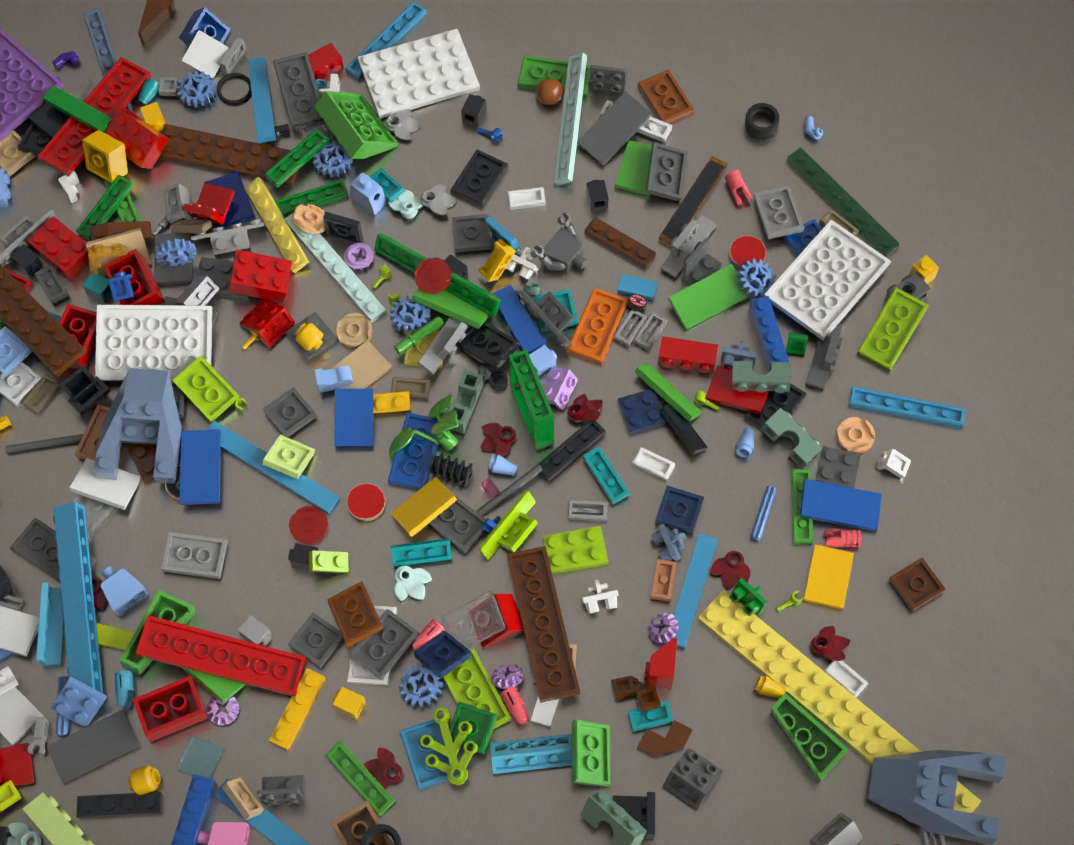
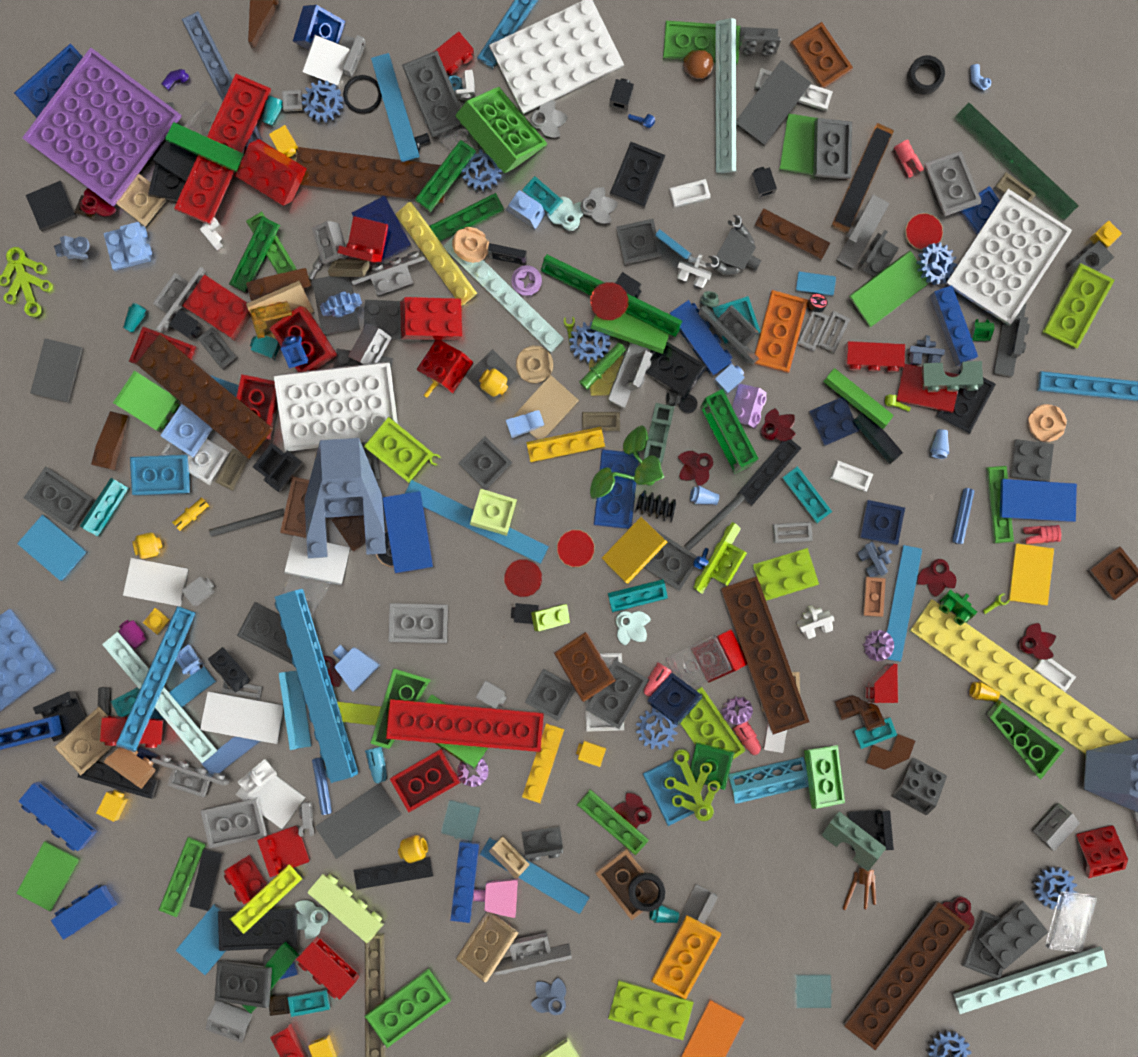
camera: 10 degrees left, 20 degrees up
(78, 702) = (338, 786): medium blue plate -> none
(105, 156) = (244, 198): yellow brick -> none
(353, 417) = (551, 463): blue tile -> none
(385, 274) = (556, 295): lime hand -> none
(489, 485) = (692, 517): clear pink tile -> none
(497, 261) = (670, 274): yellow hinge -> none
(783, 425) = (999, 445): sand green arch -> none
(894, 462) = (1086, 449): white bracket -> none

